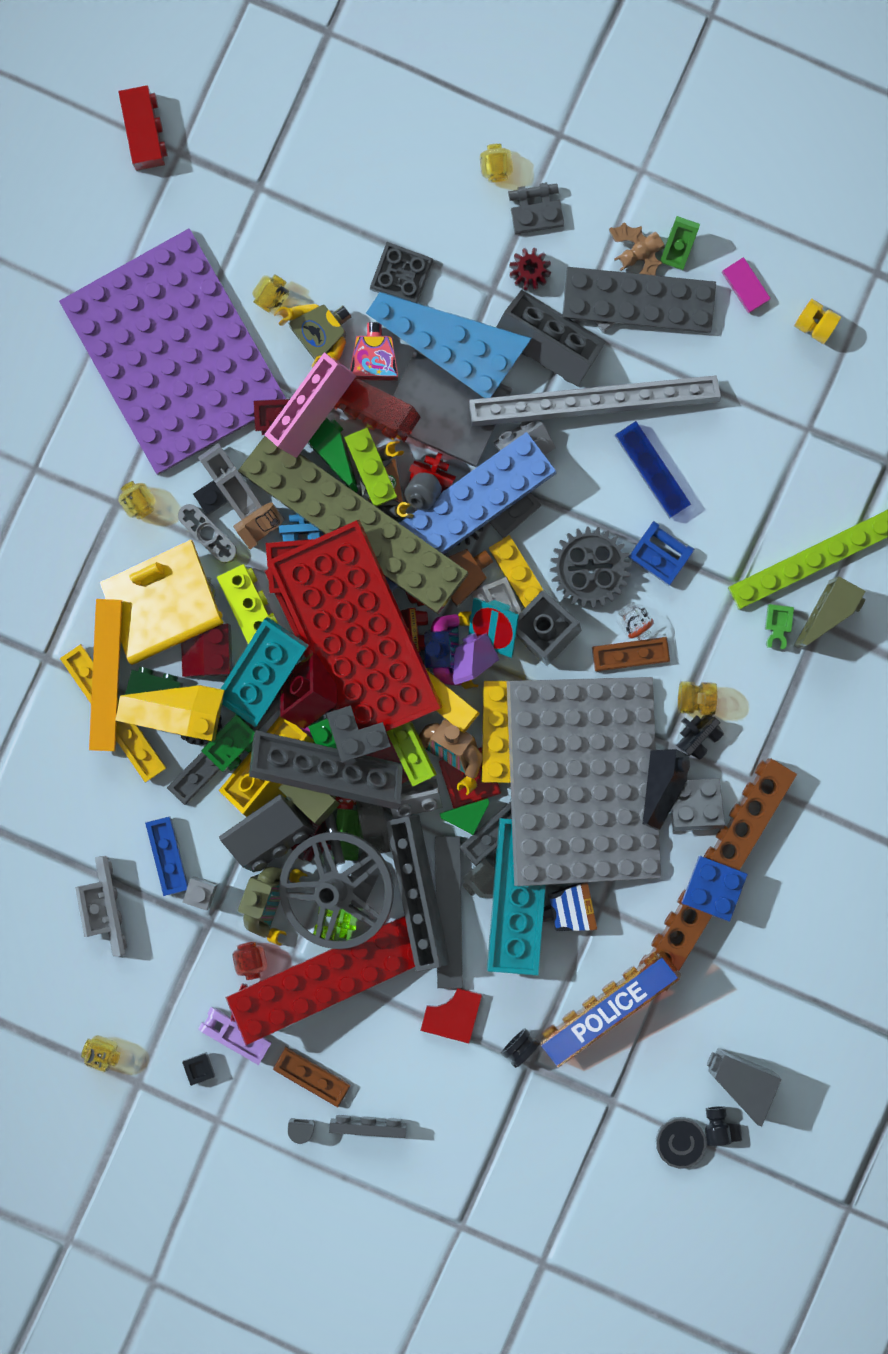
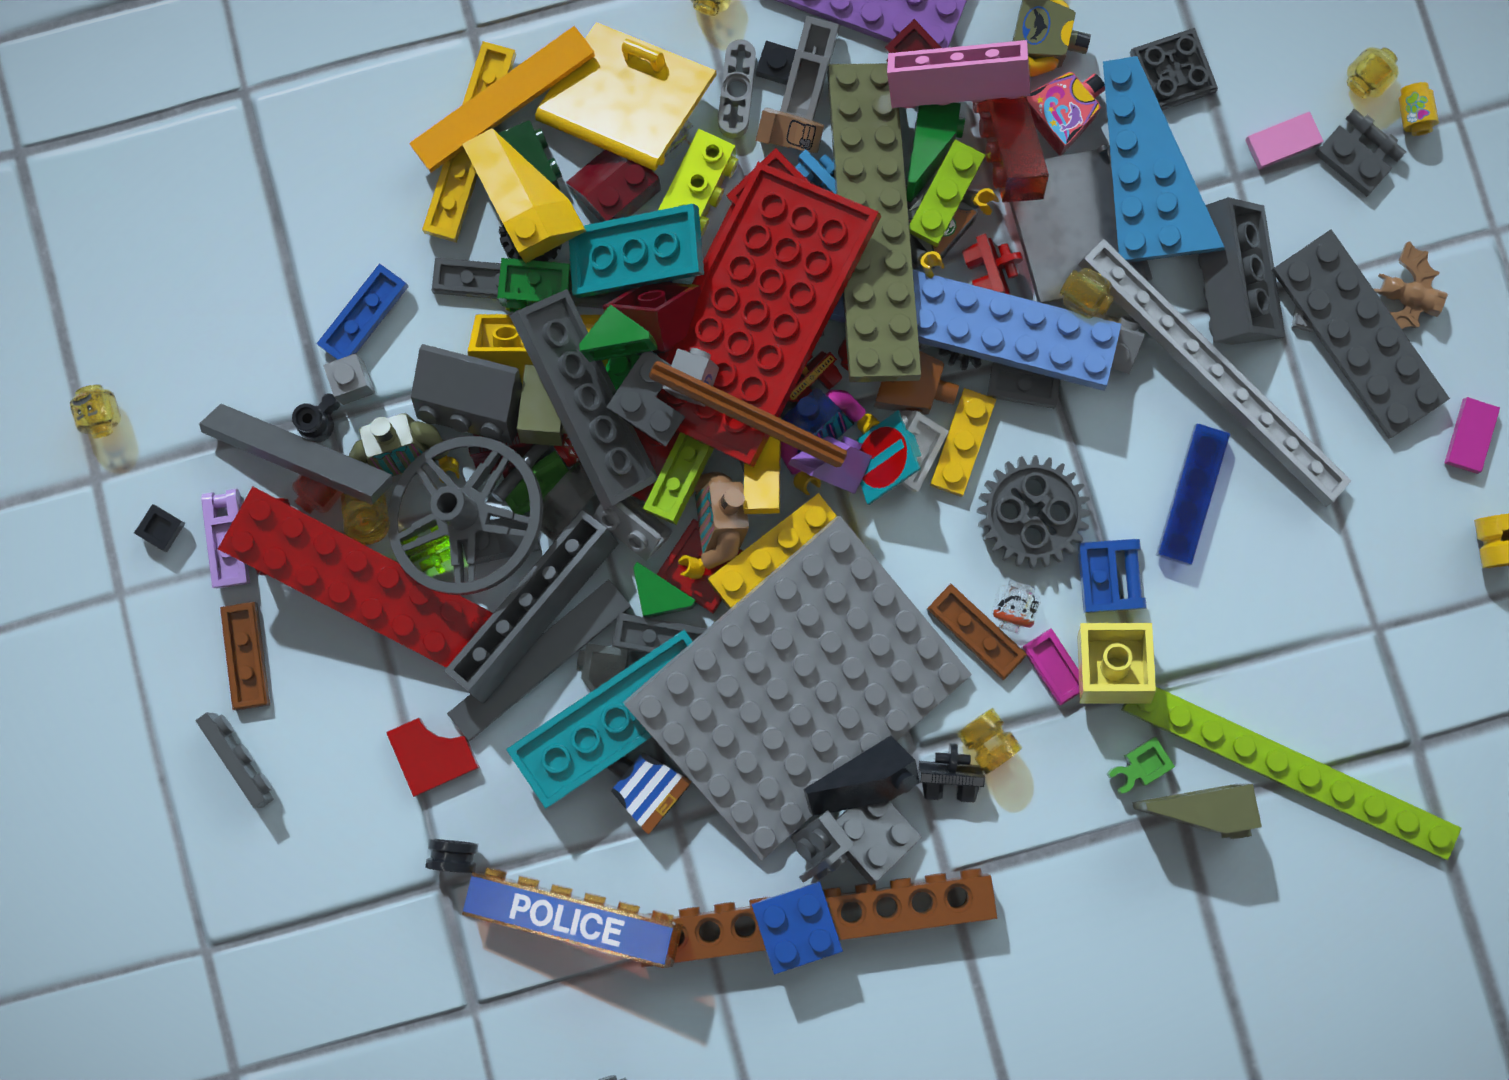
camera: 60 degrees right, 5 degrees down
(99, 907) = (249, 287): light grey bracket -> none
(208, 931) = (315, 421): none -> black piece
(221, 957) = (296, 453): none -> dark grey tile
(287, 945) = (365, 521): none -> clear yellow wheel
(300, 1130) = (176, 688): dark grey brick -> none
(307, 724) = (615, 337): none -> green slope
(363, 700) = (696, 364): none -> light grey brick
(412, 687) = (747, 414): none -> dark orange axle
(423, 491) = (967, 266): dark grey head -> none
(493, 246) = (1284, 140): none -> bright pink tile
(493, 436) = (1087, 293): none -> clear yellow head
(535, 262) = (1305, 201): dark red gear -> none
(538, 156) = (1418, 109): none -> yellow brick
(546, 627) = (930, 516): dark grey slope -> none
(679, 242) = (1457, 326): bright green slope -> none
(681, 837) = (823, 845): none -> dark grey bracket
(685, 626) = (1053, 666): none -> dark pink tile
(712, 593) = (1116, 663): none -> light yellow brick

